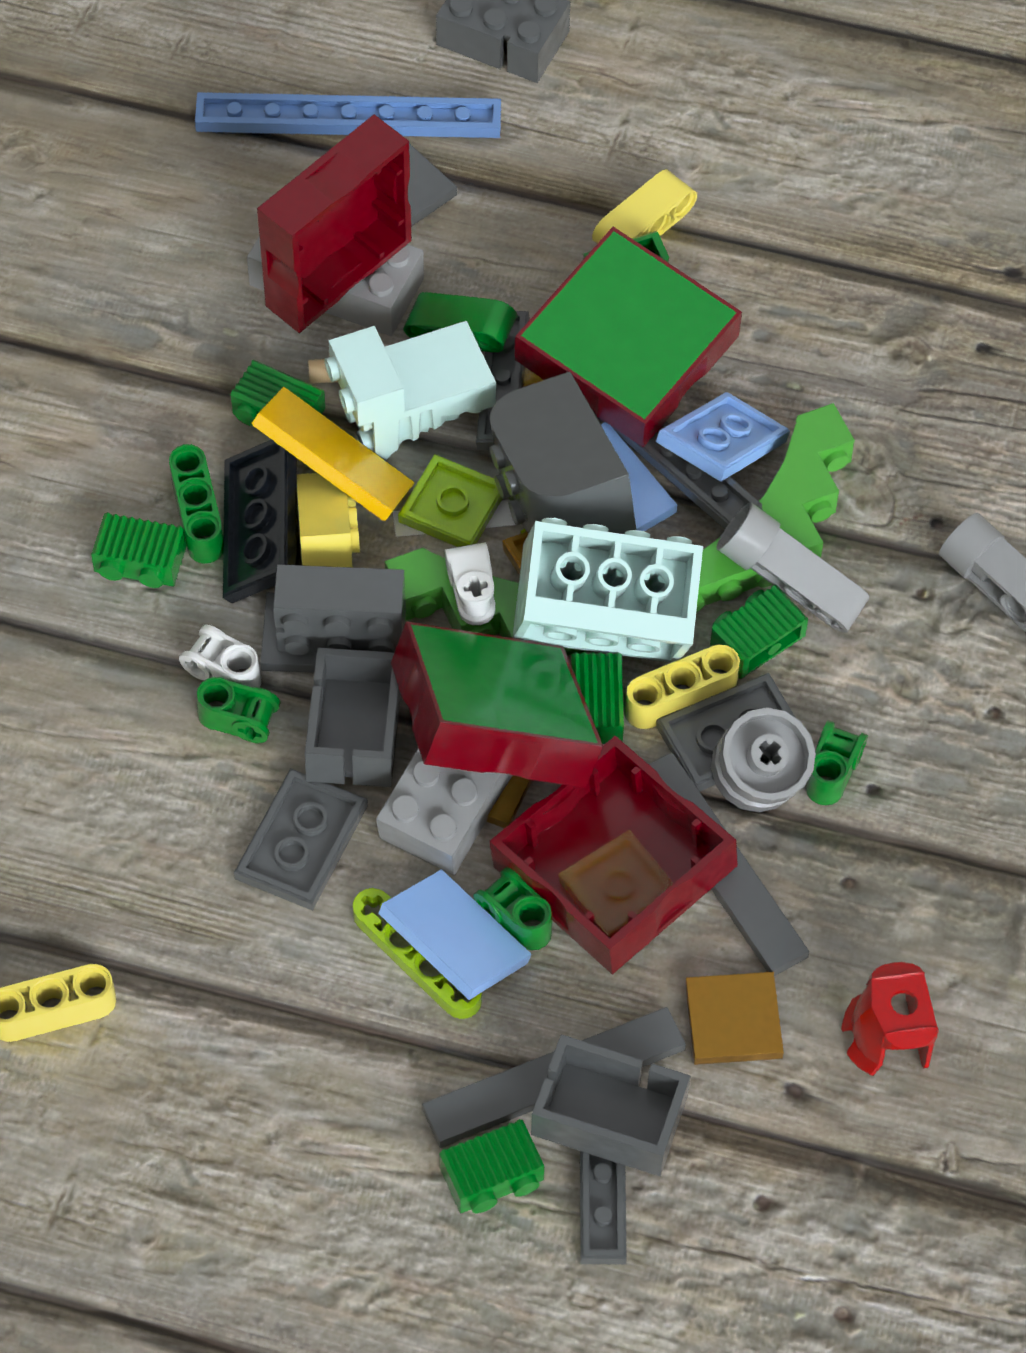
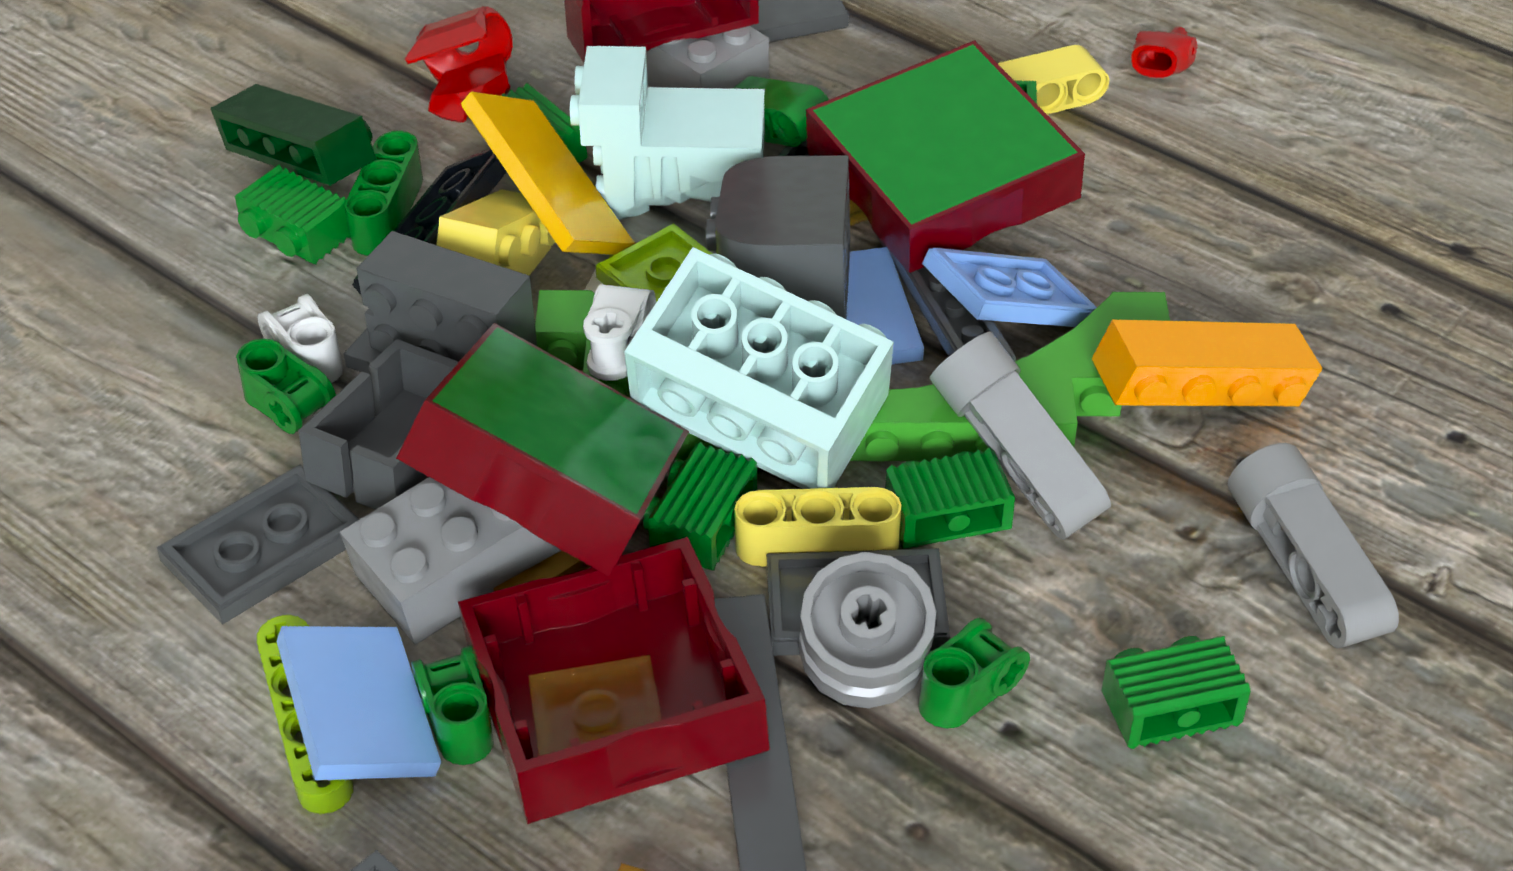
camera: 25 degrees right, 15 degrees down
(98, 477) = (294, 133): none -> dark green brick
(183, 351) = (462, 71): none -> red piece
(724, 148) = (1163, 53): none -> red piece
(889, 460) = (1205, 363): none -> light orange brick
(967, 725) = (1175, 690): none -> green brick

